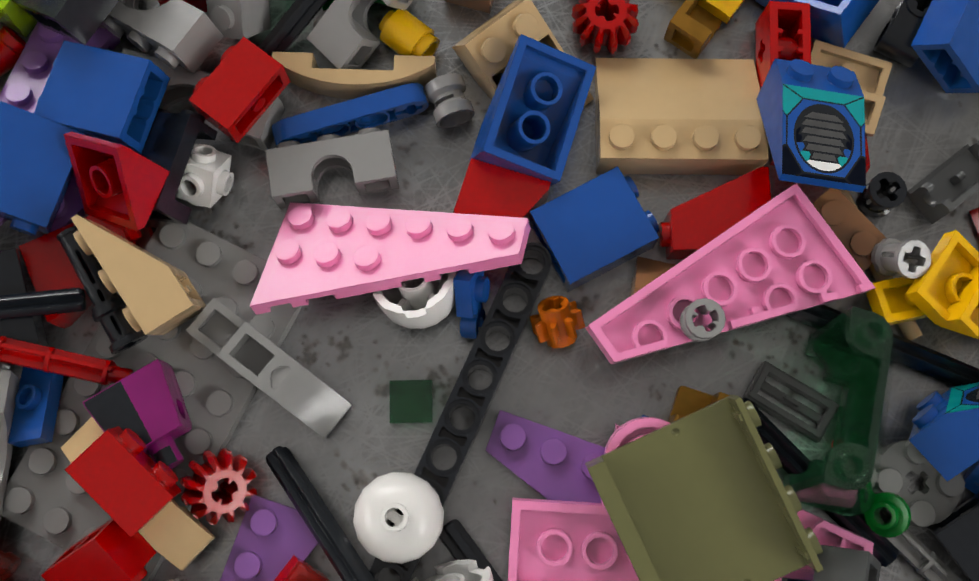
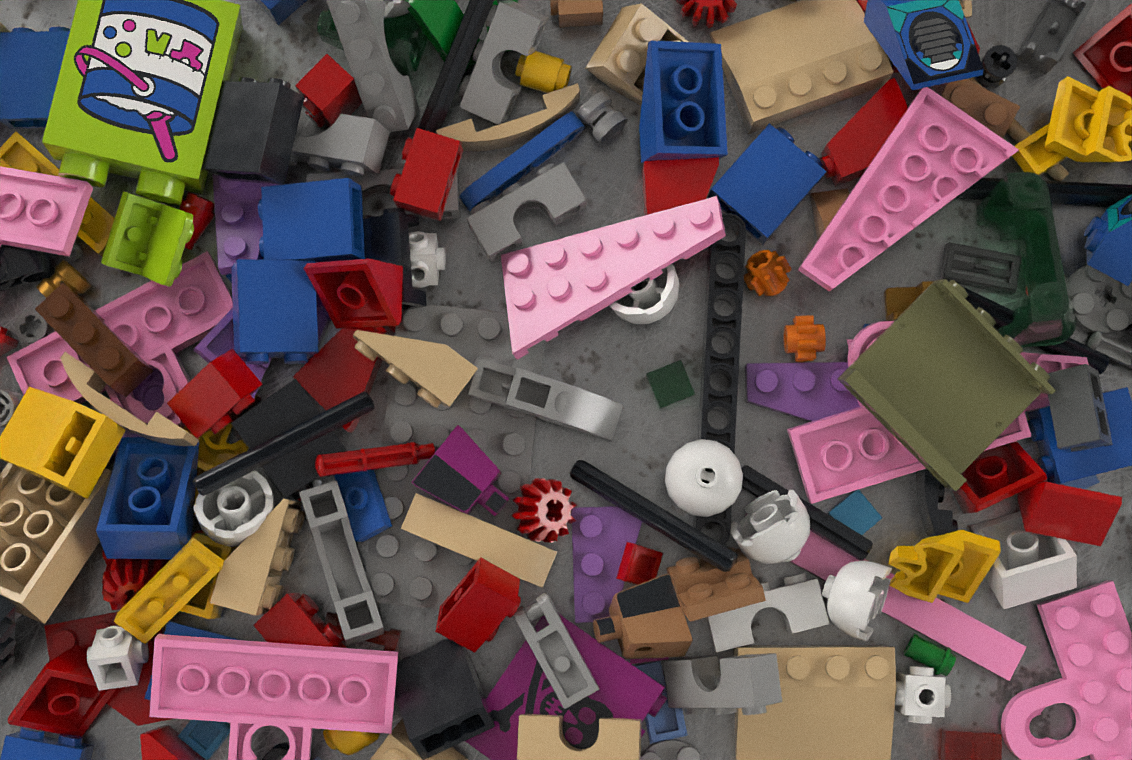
camera: 20 degrees left, 5 degrees up
(106, 305) = (343, 356): black pin -> none
(124, 479) = (479, 528): red brick -> none
(469, 293) = (688, 276): blue plate -> none
(571, 406) = (804, 338): none -> orange gear
(699, 333) = (892, 240): light grey bush -> none
(900, 515) = (1100, 327): green plate -> none
(902, 251) = (1036, 106): light grey bush -> none

